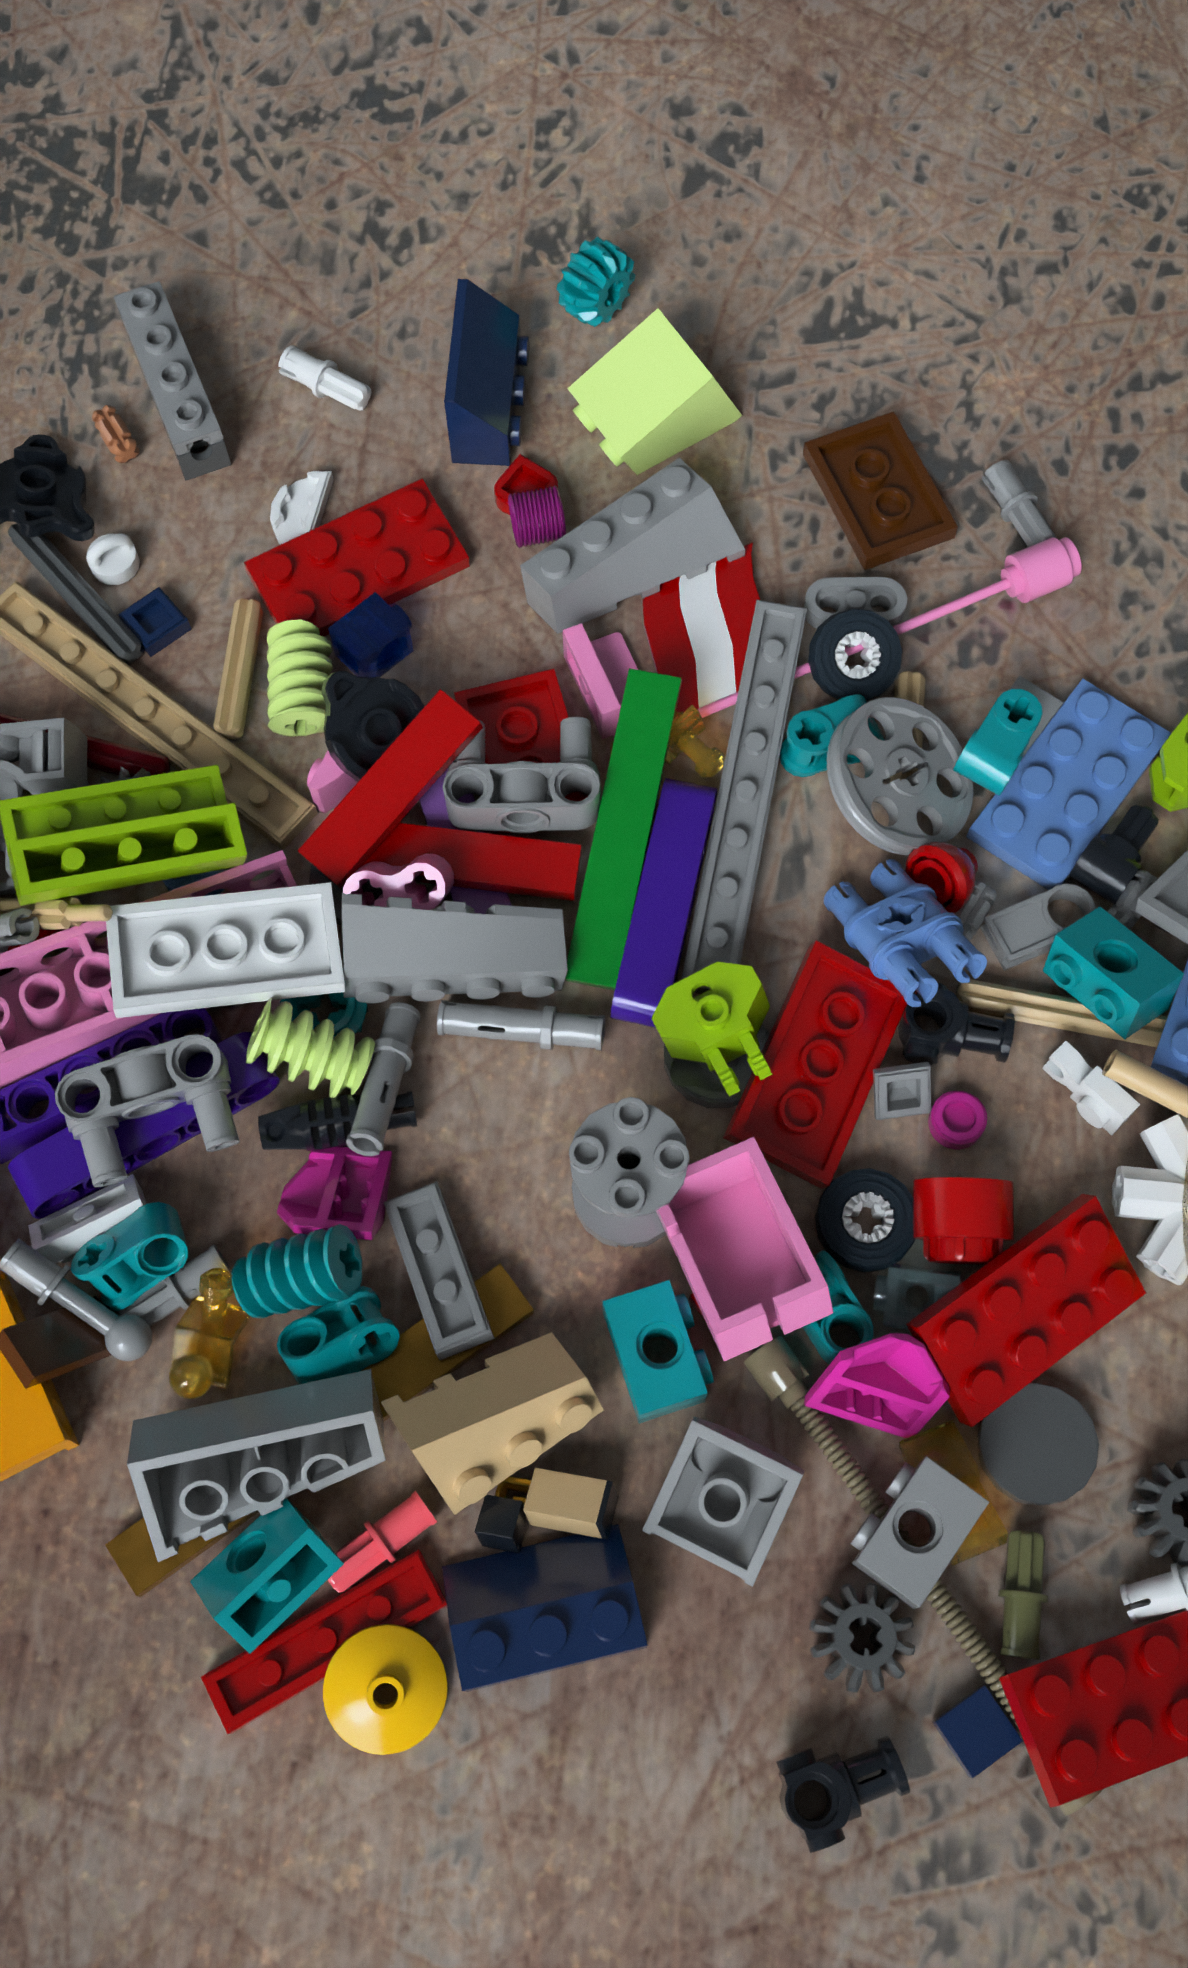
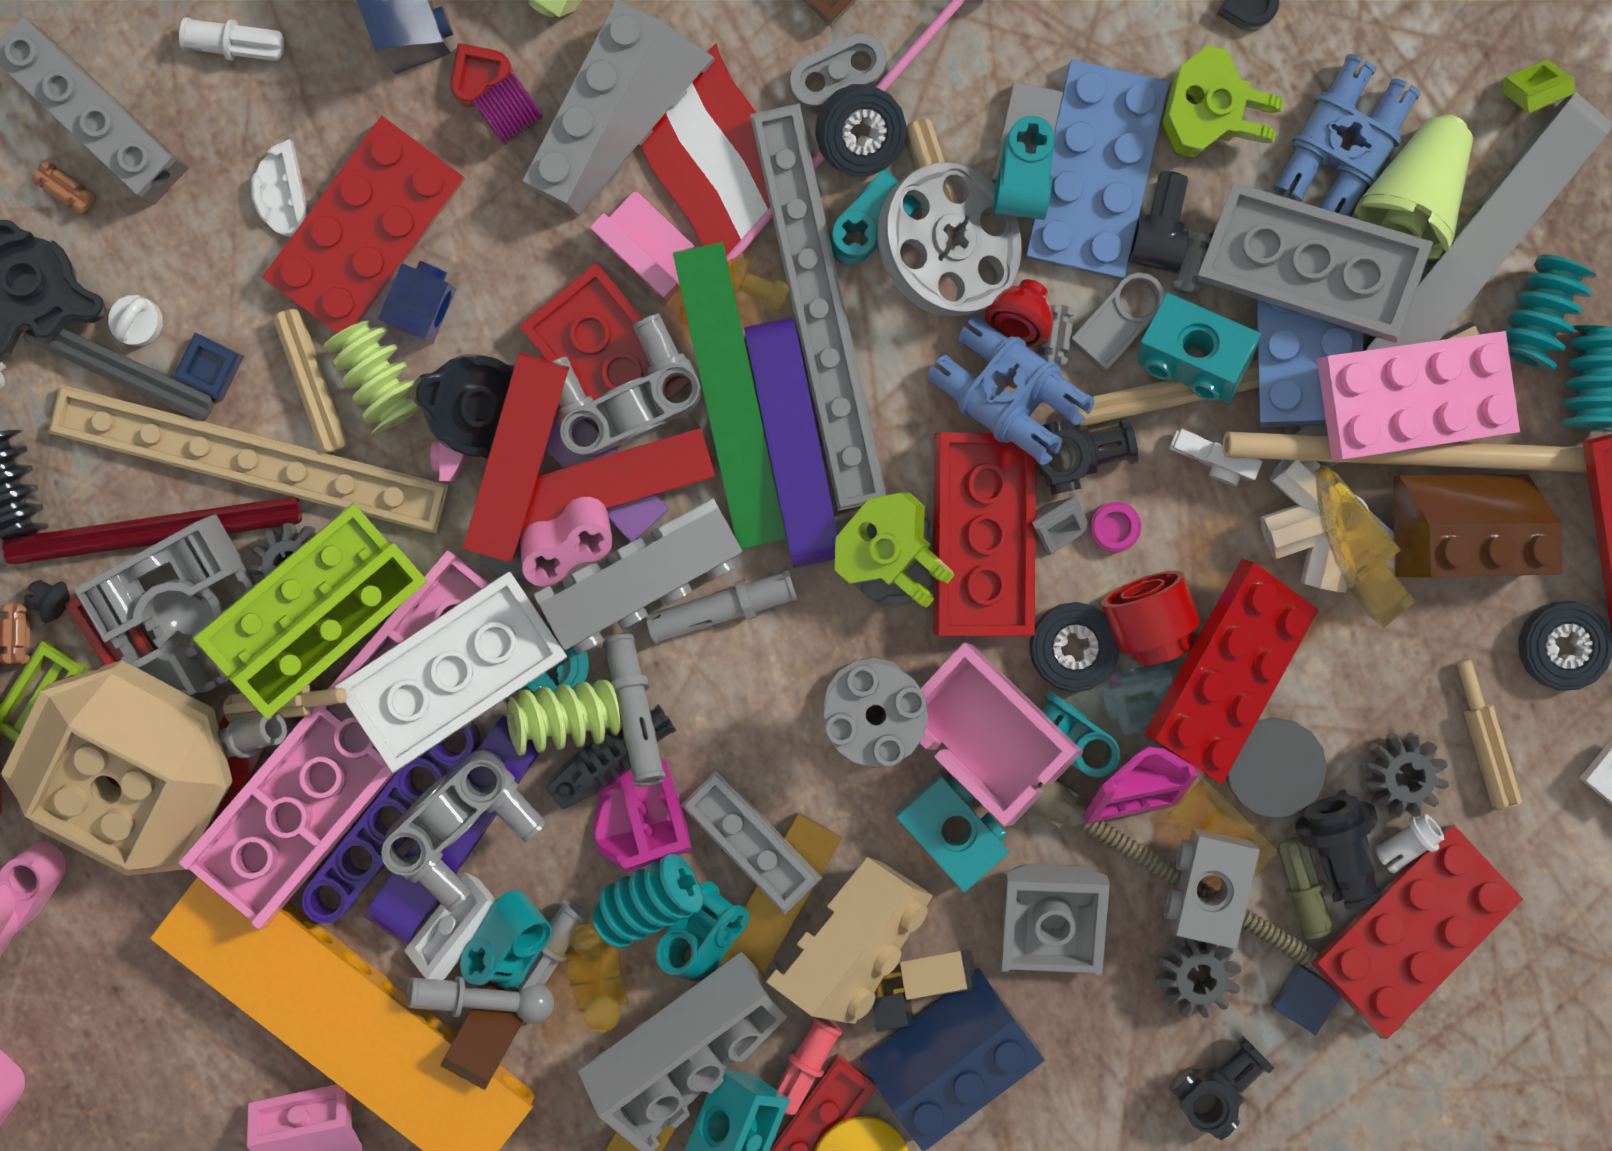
camera: 25 degrees left, 20 degrees up
(1084, 1563) = (1339, 832): none -> black piece

